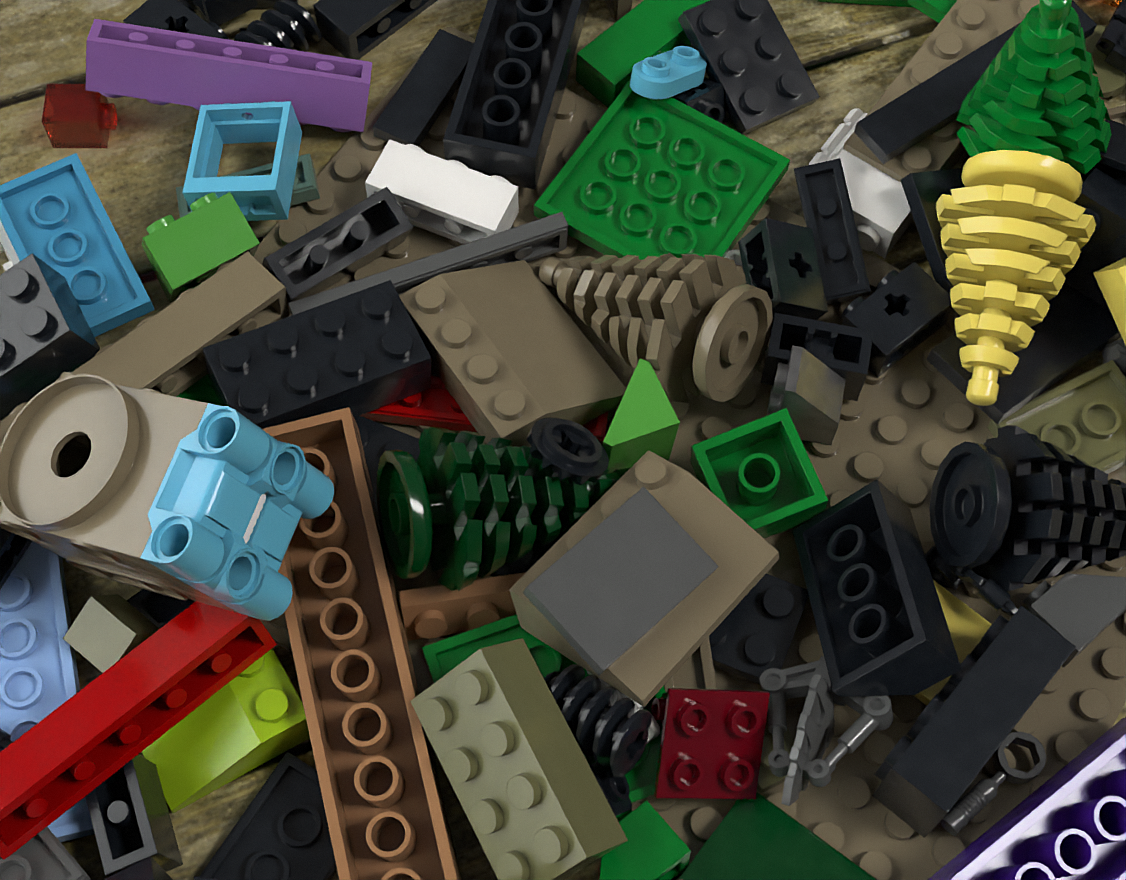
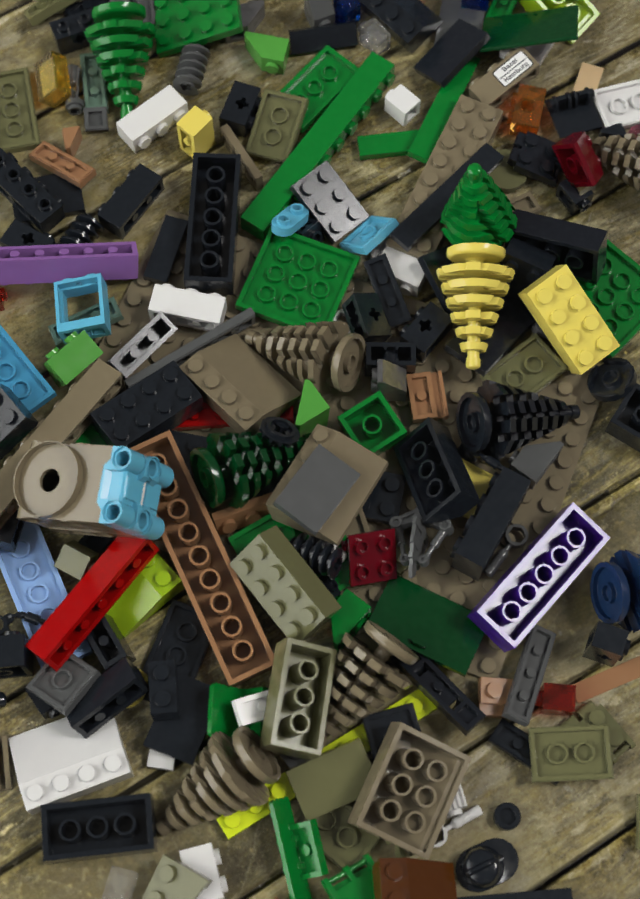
camera: 10 degrees left, 5 degrees up
(814, 124) = (369, 234): none -> medium azure tile
(877, 442) = (427, 396): none -> medium nougat plate

